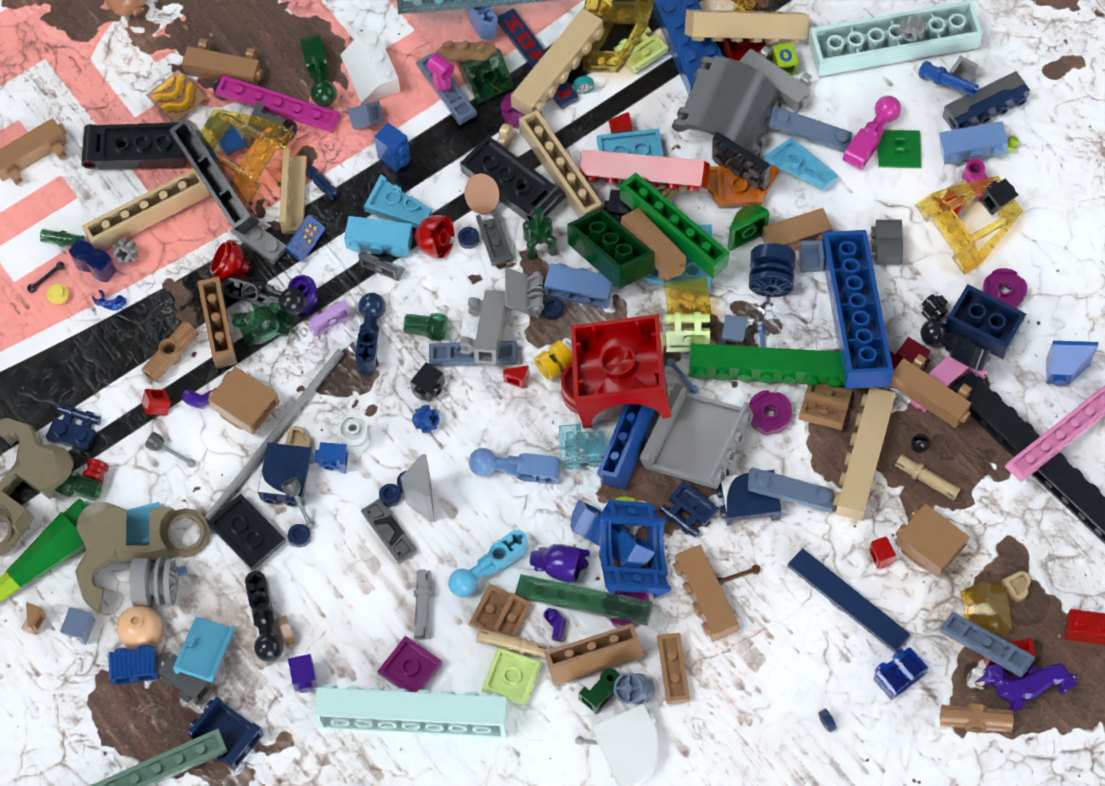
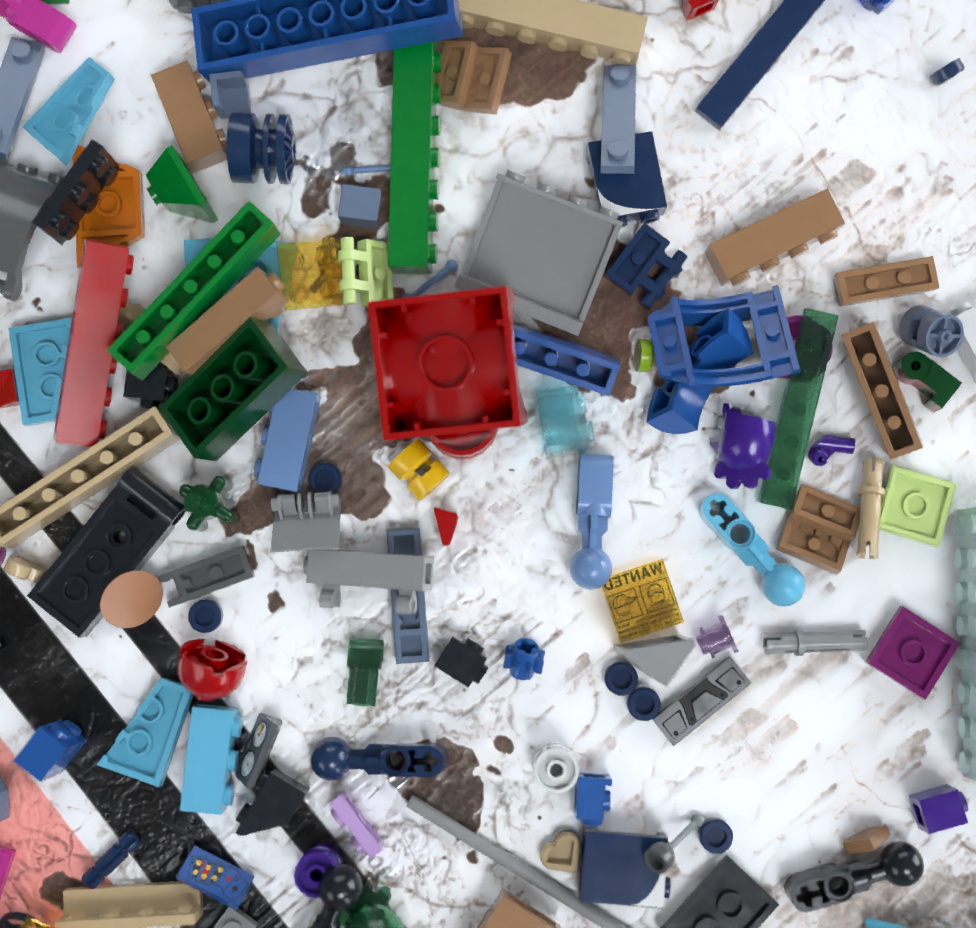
camera: 100 degrees left, 20 degrees up
(348, 272) = (274, 805): none -> black slope
(430, 541) = (716, 638): none -> clear purple brick
(459, 497) = (642, 601): none -> clear yellow tile
(755, 570) = (727, 174): reddish brown hinge -> none
(770, 424) = (489, 137): magenta plate -> none

